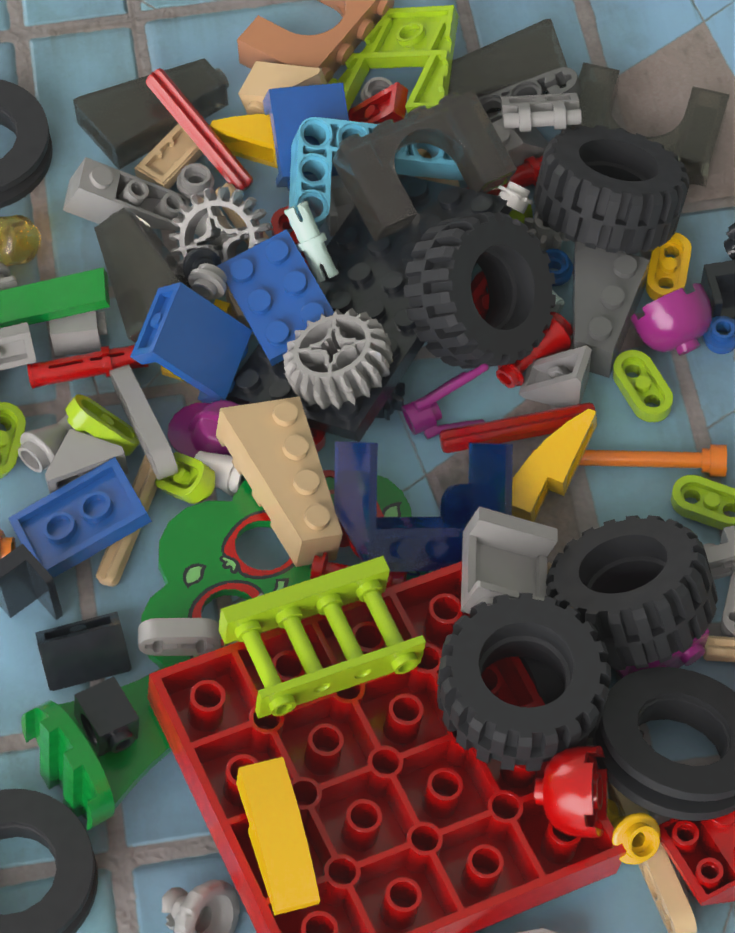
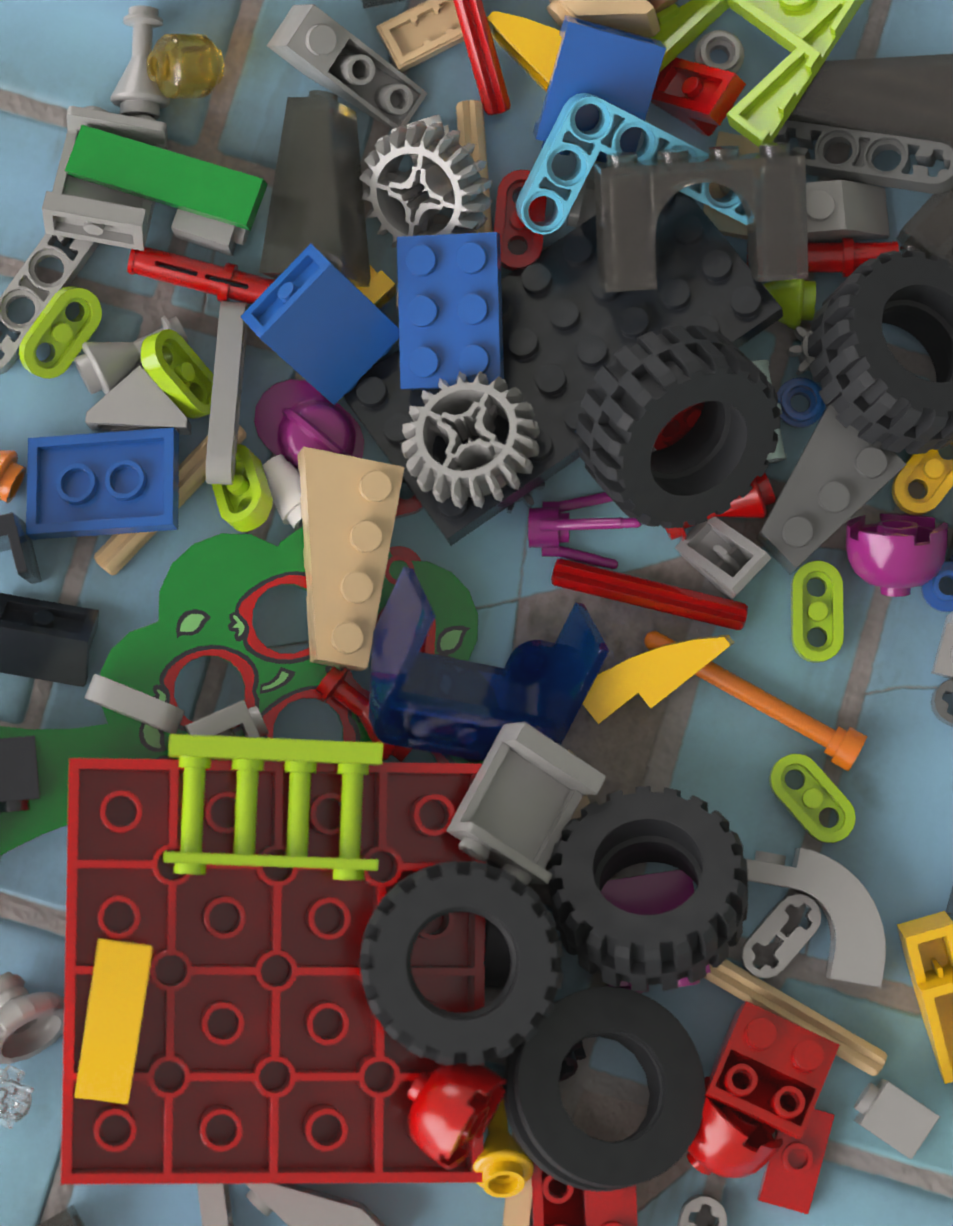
camera: 25 degrees right, 25 degrees up
(194, 180) = (443, 64): light grey plate -> none
(197, 257) = (381, 223): black plate -> none
(208, 281) = (374, 257): light grey plate -> none
(311, 241) = (520, 258): light aqua pin -> none
(516, 196) = (793, 304): white plate -> none
(540, 111) = (887, 194): light grey plate -> none

